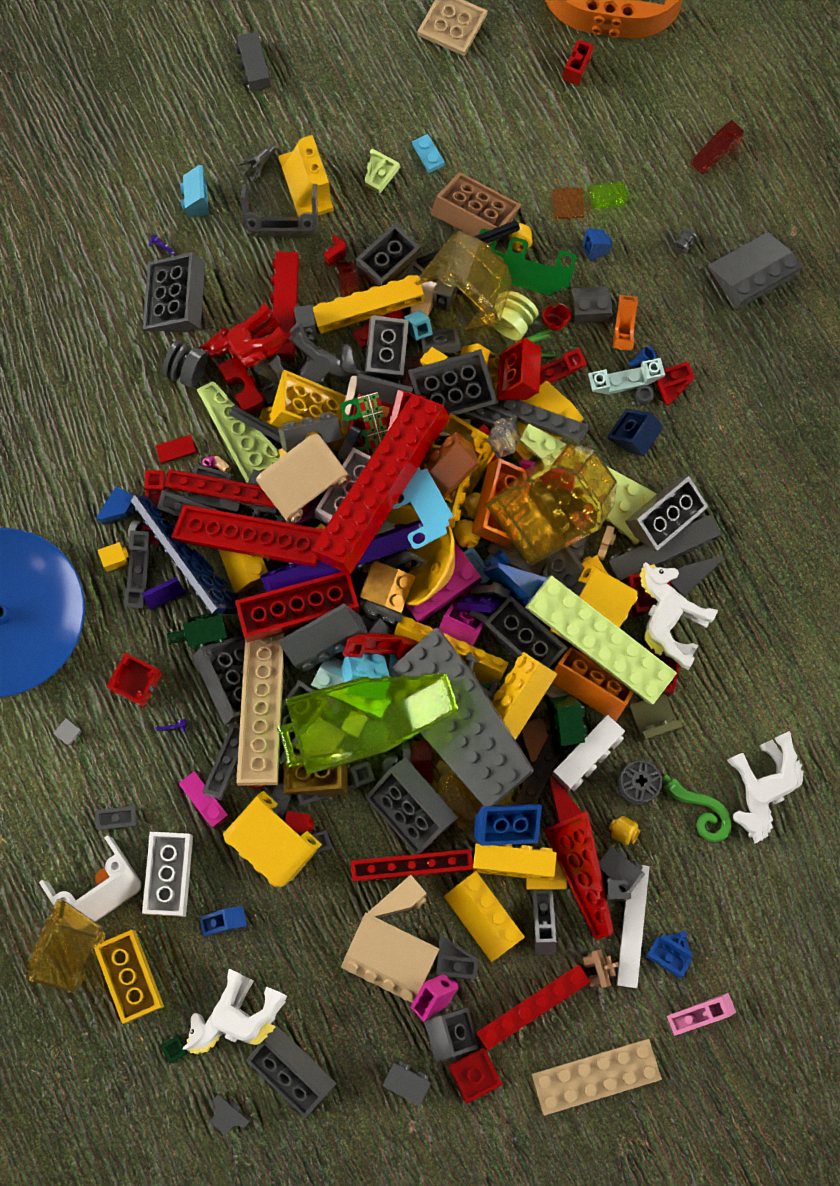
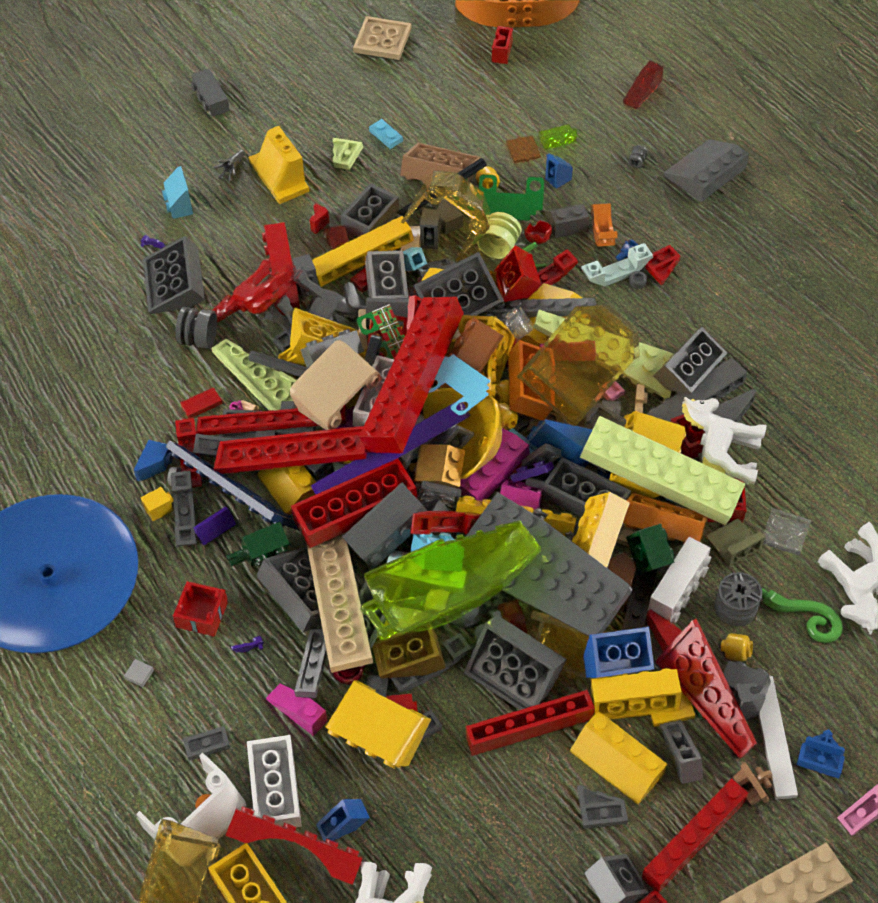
camera: 10 degrees left, 20 degrees down
(137, 919) = (339, 862): none -> red arch
(235, 373) = (247, 328): red arch -> none
(301, 226) = (246, 211): dark grey windscreen -> none
(389, 957) = (531, 811): tan slope -> none
(402, 898) = (526, 757): tan slope -> none
(440, 991) = (588, 843): dark pink torso -> none
(635, 431) = (641, 306): dark blue slope -> none
(707, 718) = (786, 531): none -> clear plate

